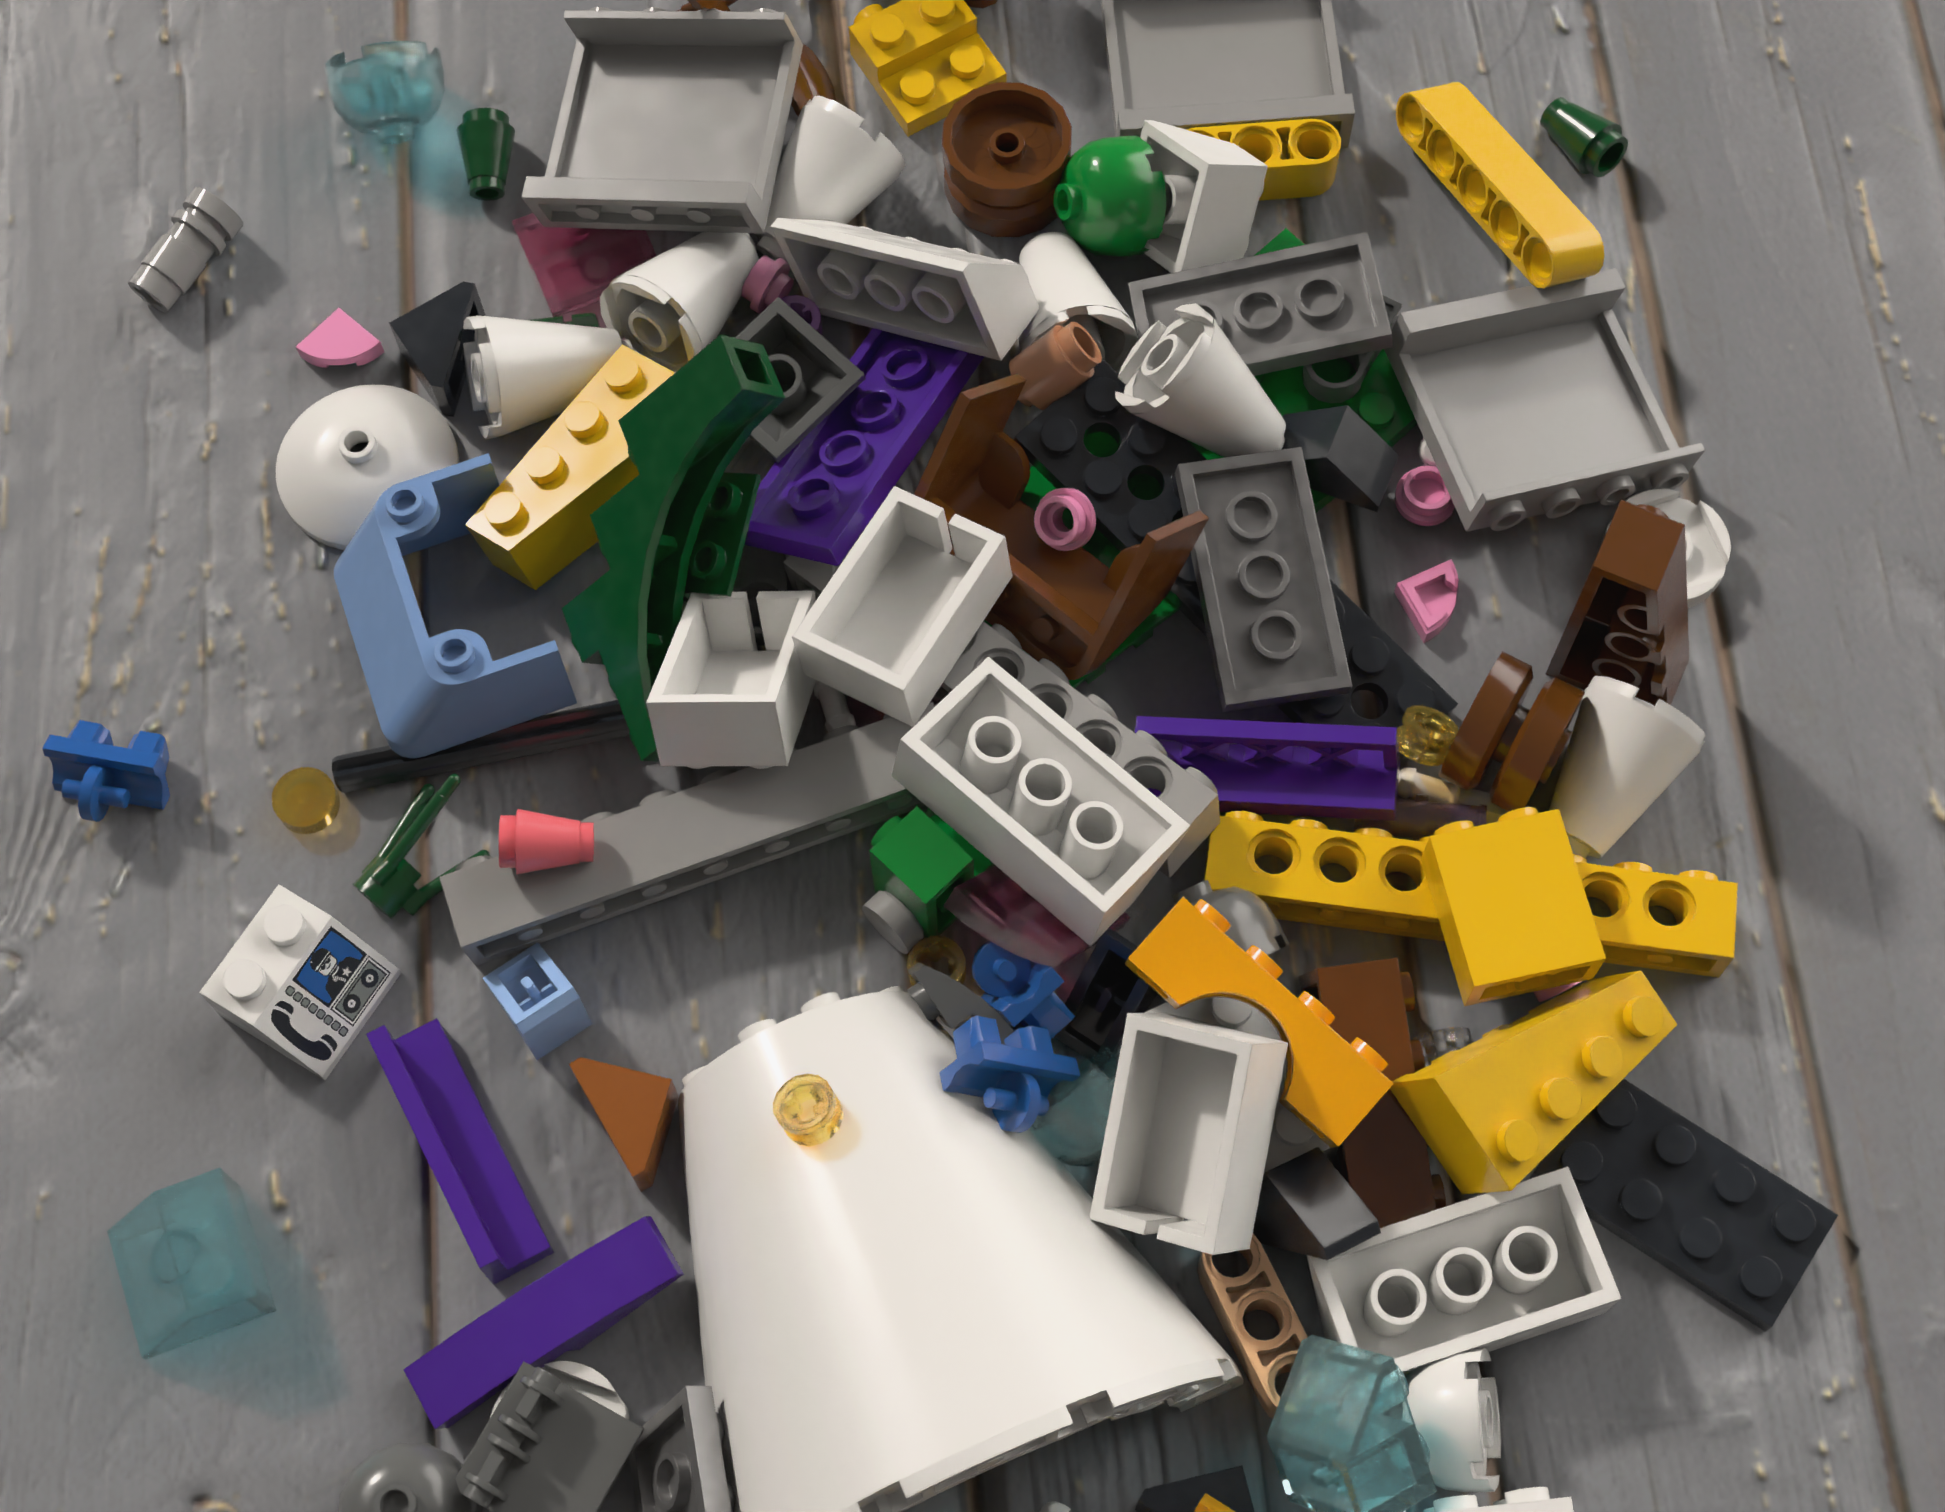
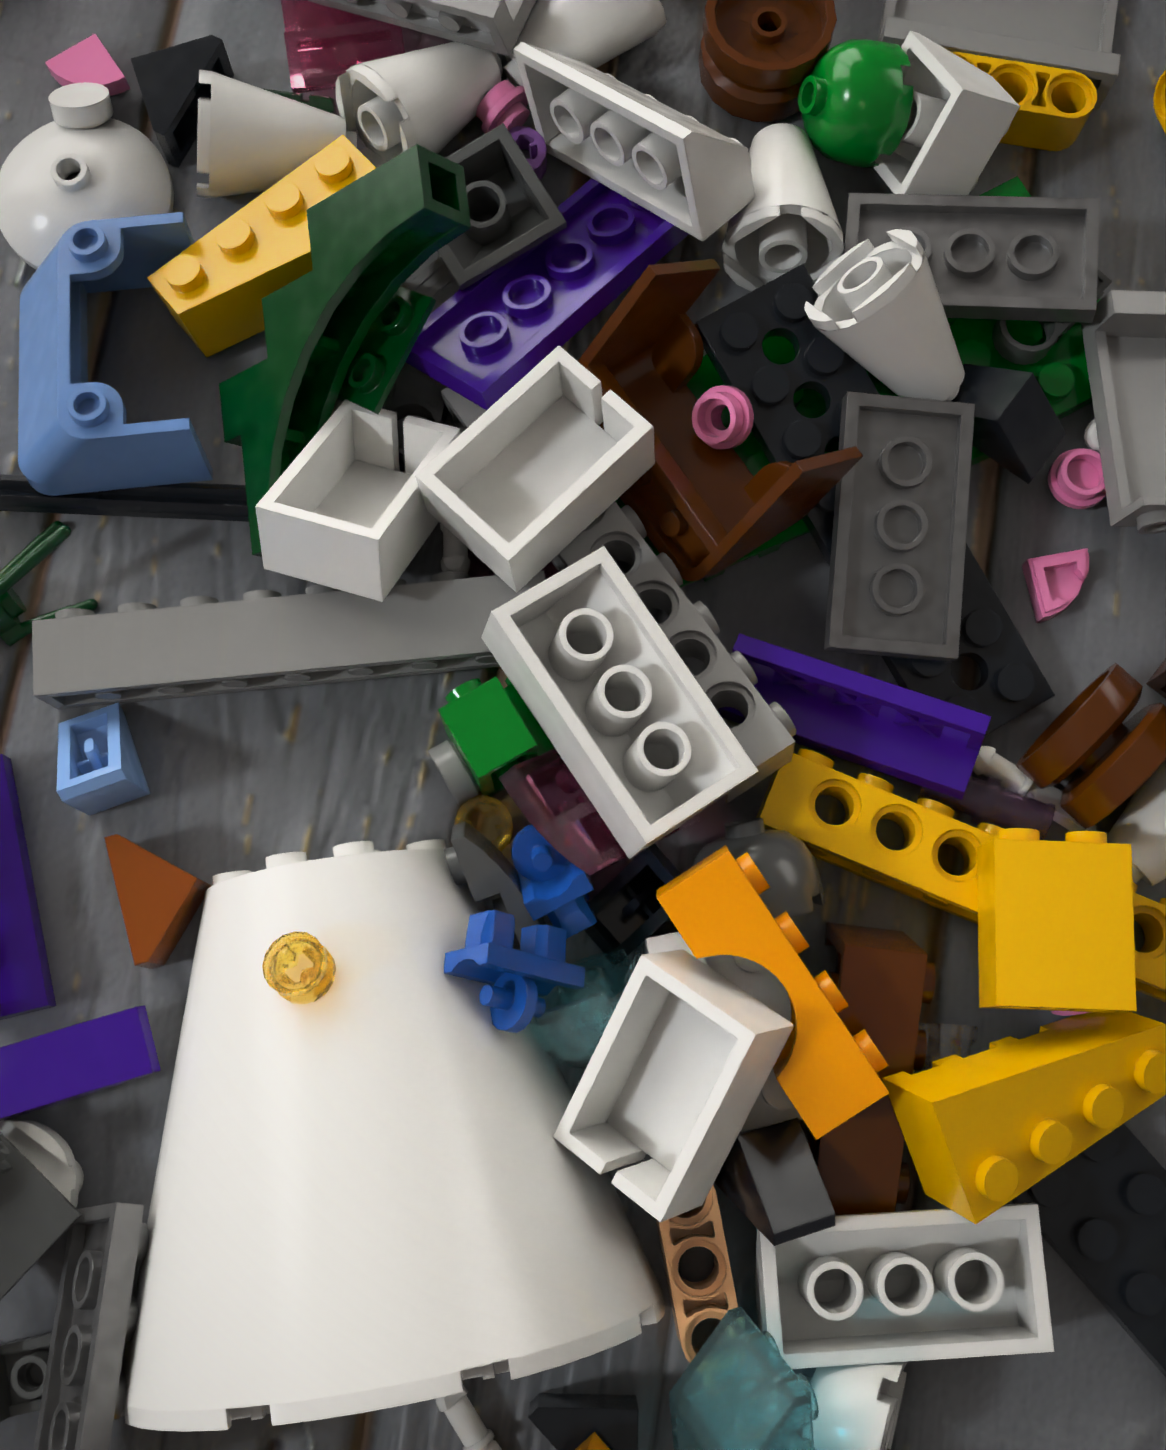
camera: 10 degrees right, 10 degrees up
(346, 379) = (81, 105): none -> white tile
(543, 841) = (130, 614): coral cone -> none
(1056, 364) = (755, 258): nougat brick -> none
(1426, 735) = (1017, 724): clear yellow bush -> none

